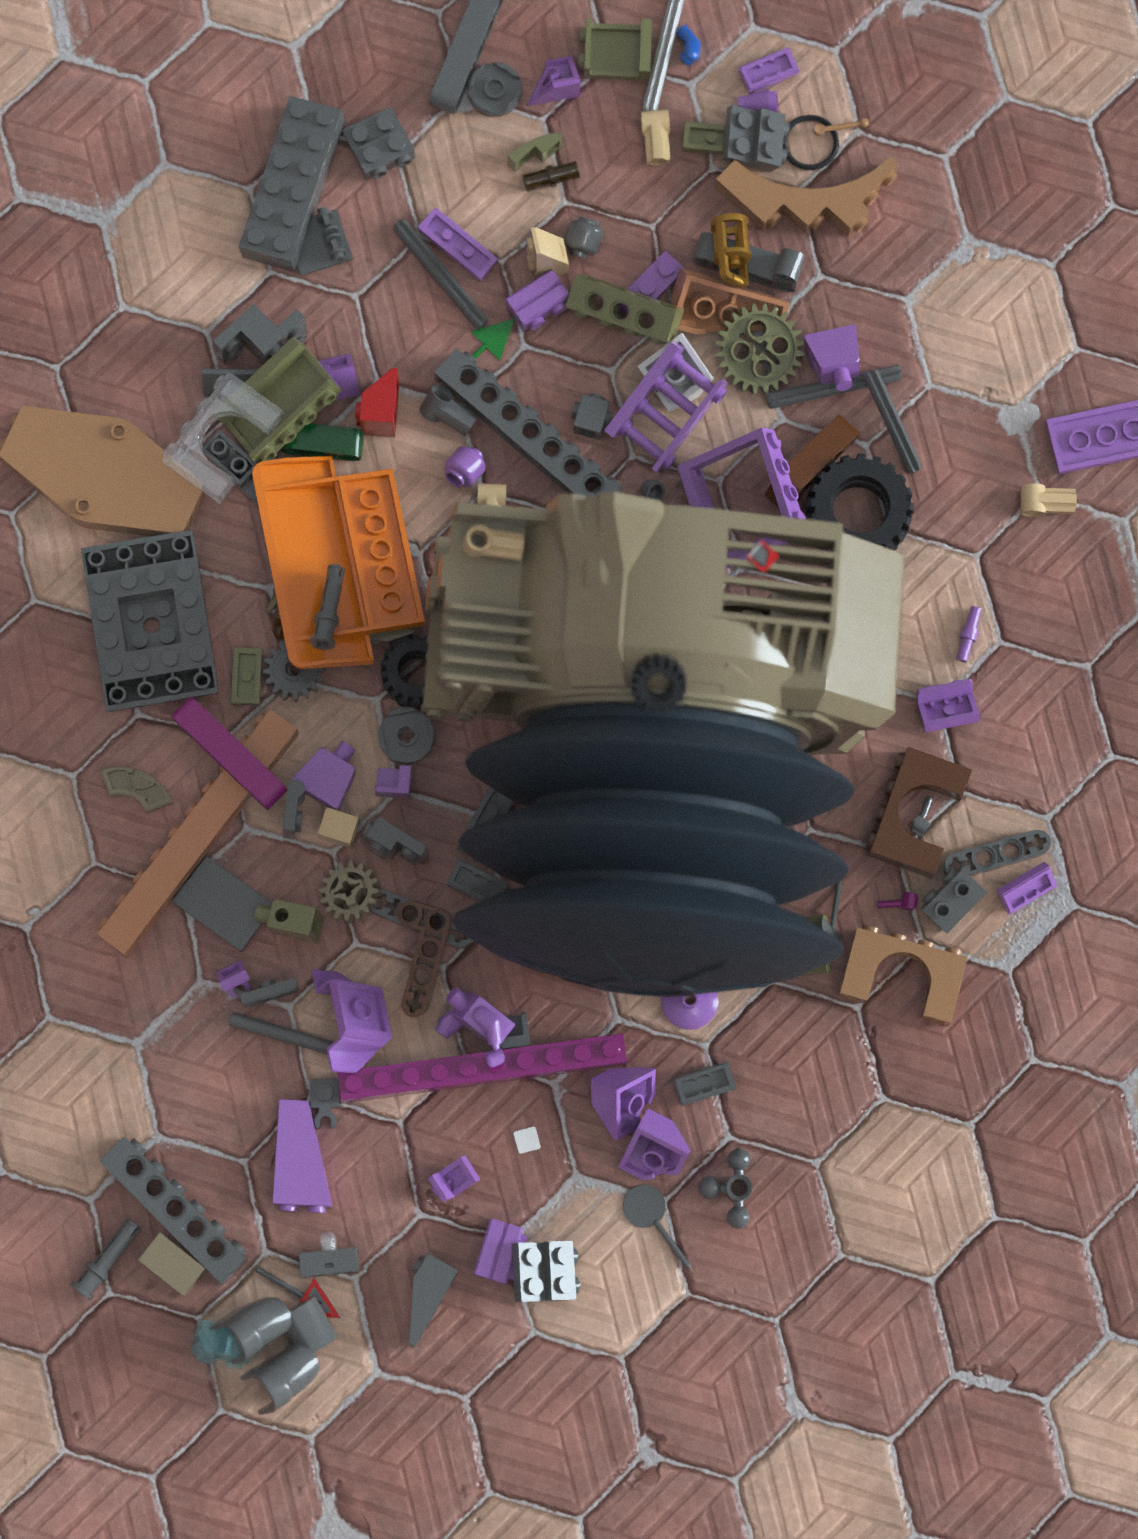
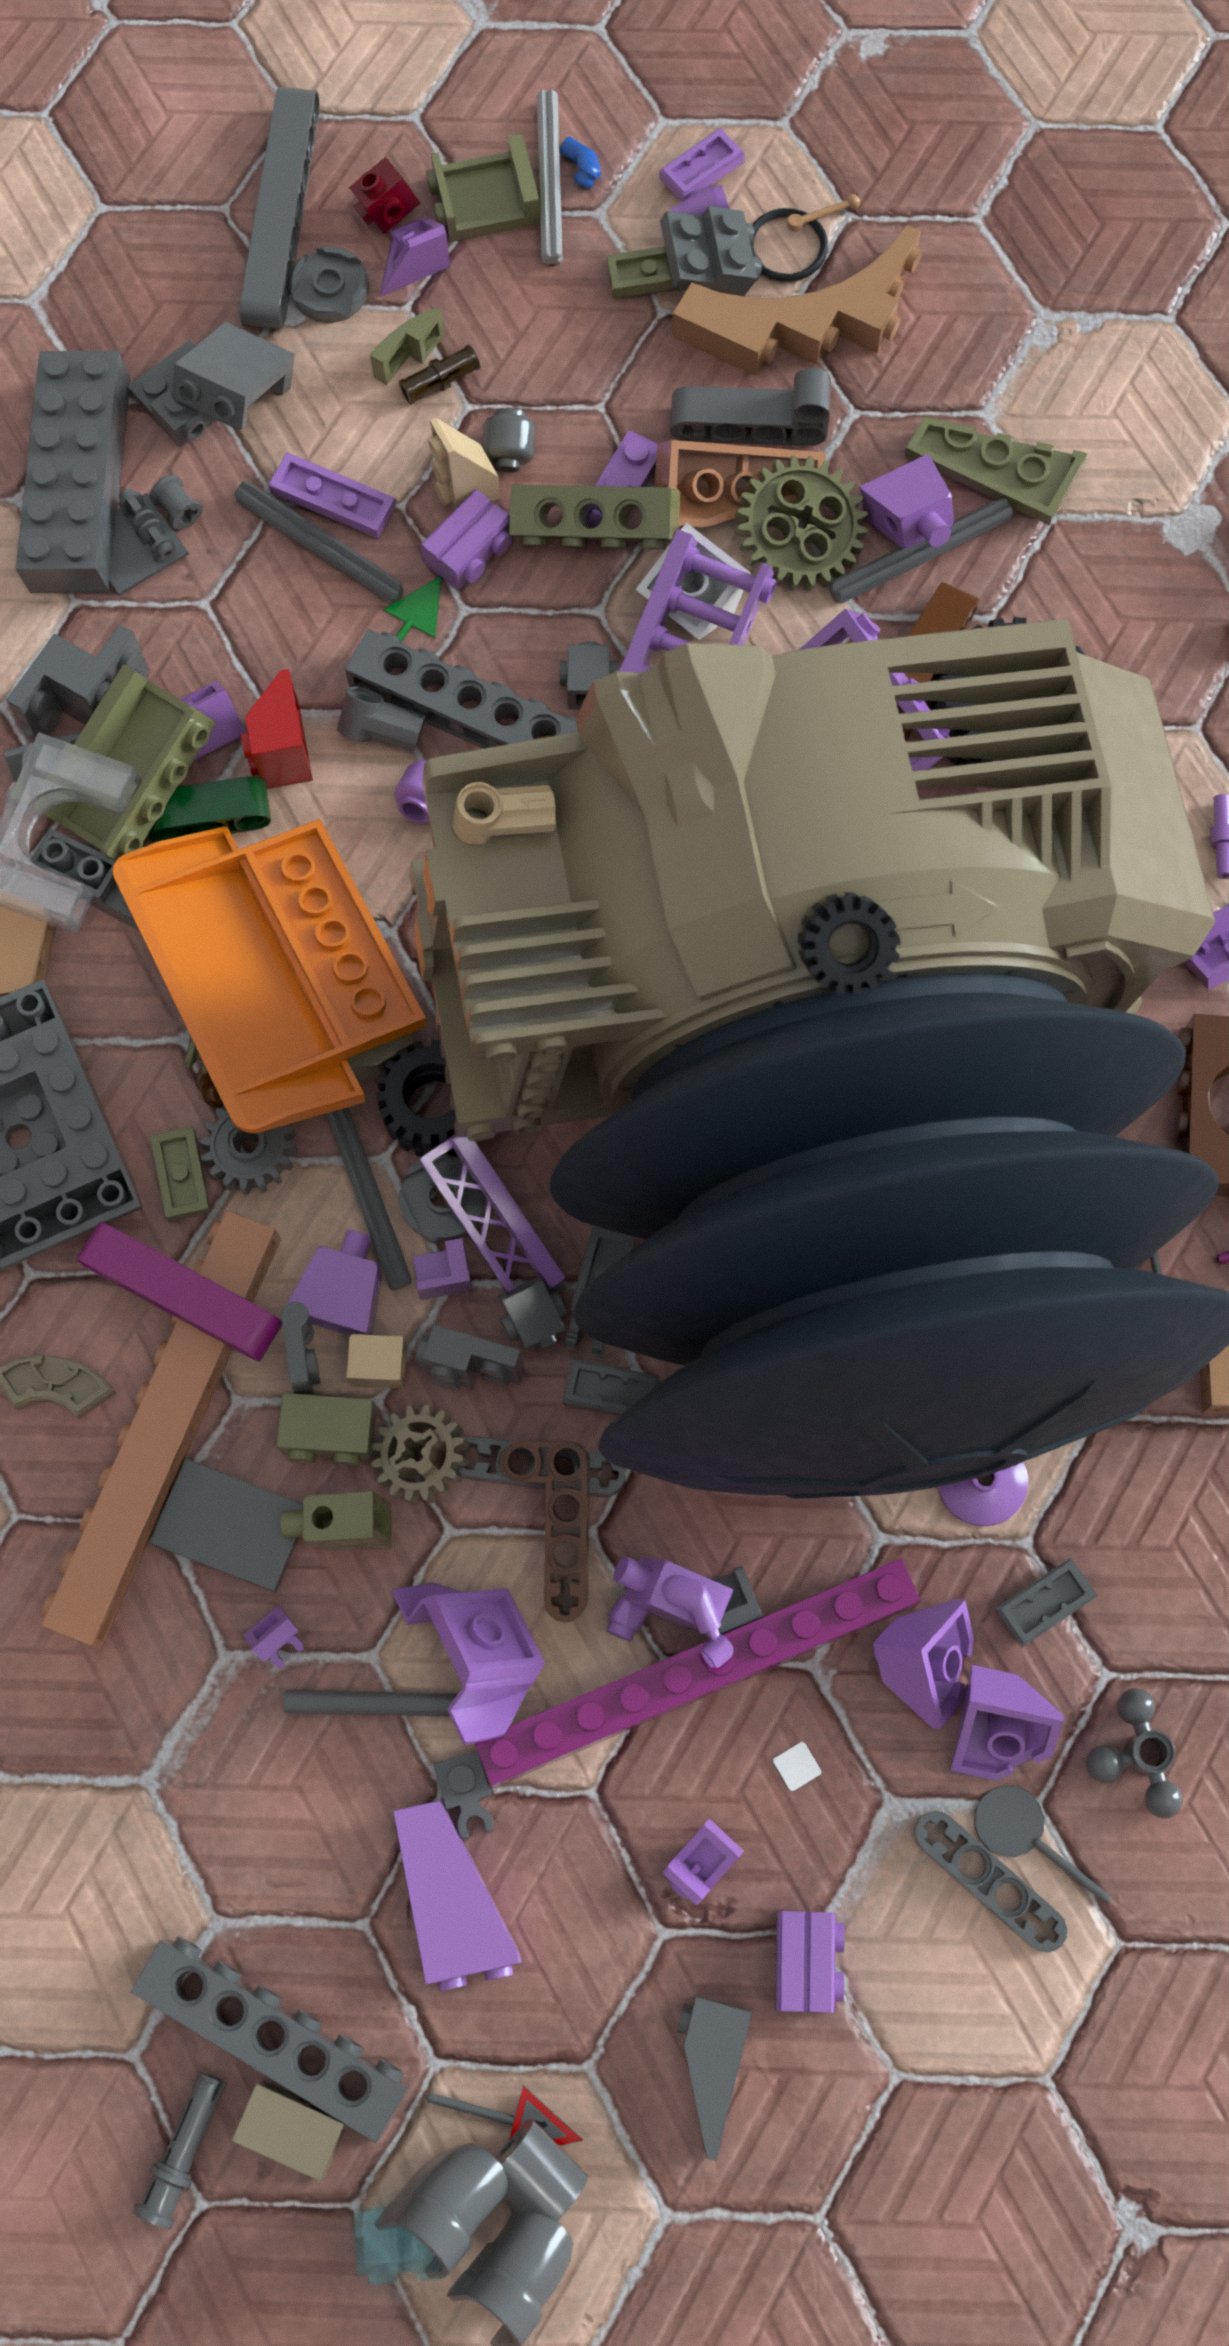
camera: 10 degrees left, 5 degrees down
(269, 991) = (334, 1642): dark grey plate -> none
(298, 861) = (326, 1428): none -> olive brick
(327, 619) = (275, 1047): dark grey pin -> none
(329, 1259) = (540, 2049): dark grey piece -> none
(353, 222) = (175, 502): none -> dark grey bush
(360, 725) = (369, 1199): none -> dark grey axle
(412, 145) = (230, 373): none -> dark grey panel
(442, 824) = (532, 1314): none -> dark grey brick
(443, 761) = (503, 1205): none -> medium lavender fence
(545, 1271) = (889, 1974): plate -> none
(547, 39) = (383, 196): none -> dark red brick
(624, 1234) = (993, 1876): none -> dark grey beam
(655, 129) = (569, 278): tan piece -> none
(732, 257) = (729, 400): pearl gold piece -> none
(762, 556) = (957, 698): sticker -> none
(892, 421) = (1017, 568): dark grey axle -> none
(915, 351) = (1024, 474): none -> olive wing

